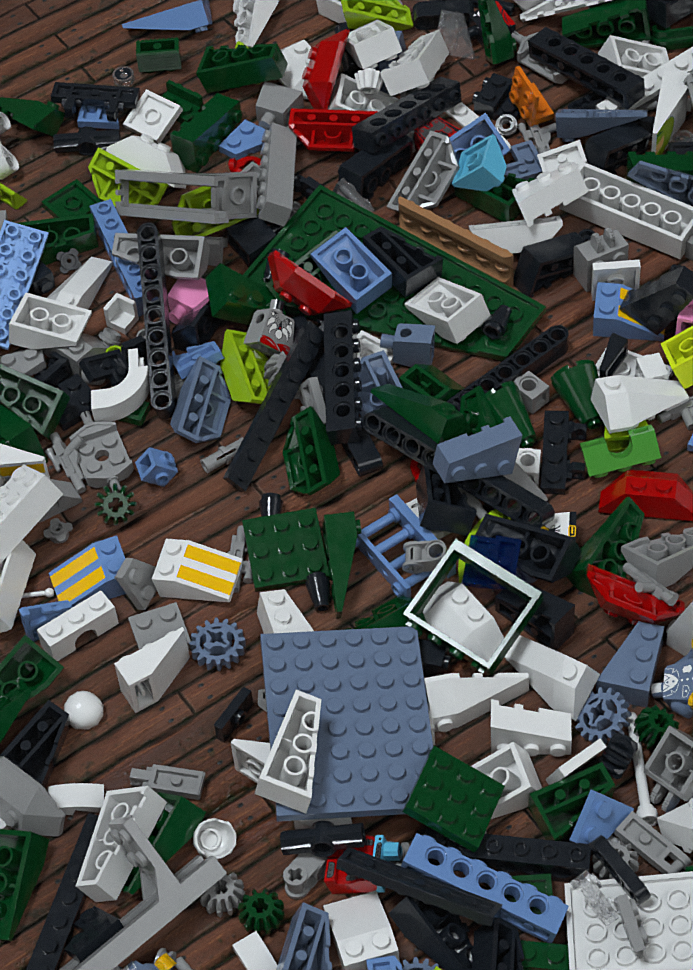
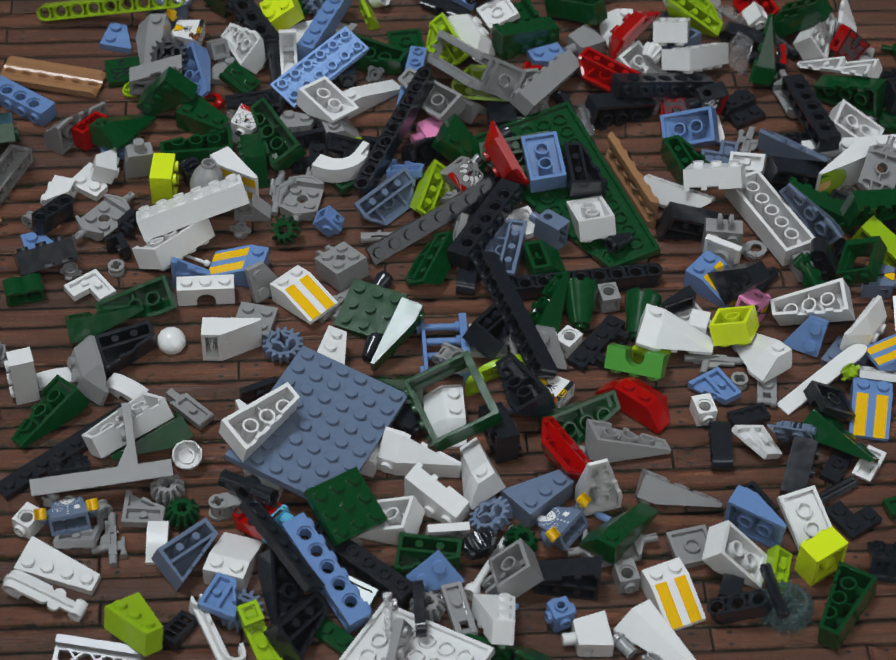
camera: 25 degrees right, 5 degrees down
(110, 337) = (363, 130): light grey plate -> none
(121, 313) = (379, 118): white panel -> none
(211, 512) = (341, 265): none -> light grey hinge
(211, 937) = (140, 510): none -> light grey wing
(428, 173) = (646, 128): light grey wedge -> none
(430, 415) = (518, 270): dark green wedge -> none
(468, 104) = (709, 95): none -> black torso
(479, 455) = (526, 309): sand blue wedge -> none
(481, 166) = (682, 139): medium azure slope -> none
(502, 551) = (496, 378): clear blue slope -> none
(506, 119) = (728, 122): light grey plate -> none
(529, 99) = (756, 115): orange bracket -> none
(645, 259) = (753, 255): none -> light grey piece
(647, 584) = (582, 448): light grey piece -> none

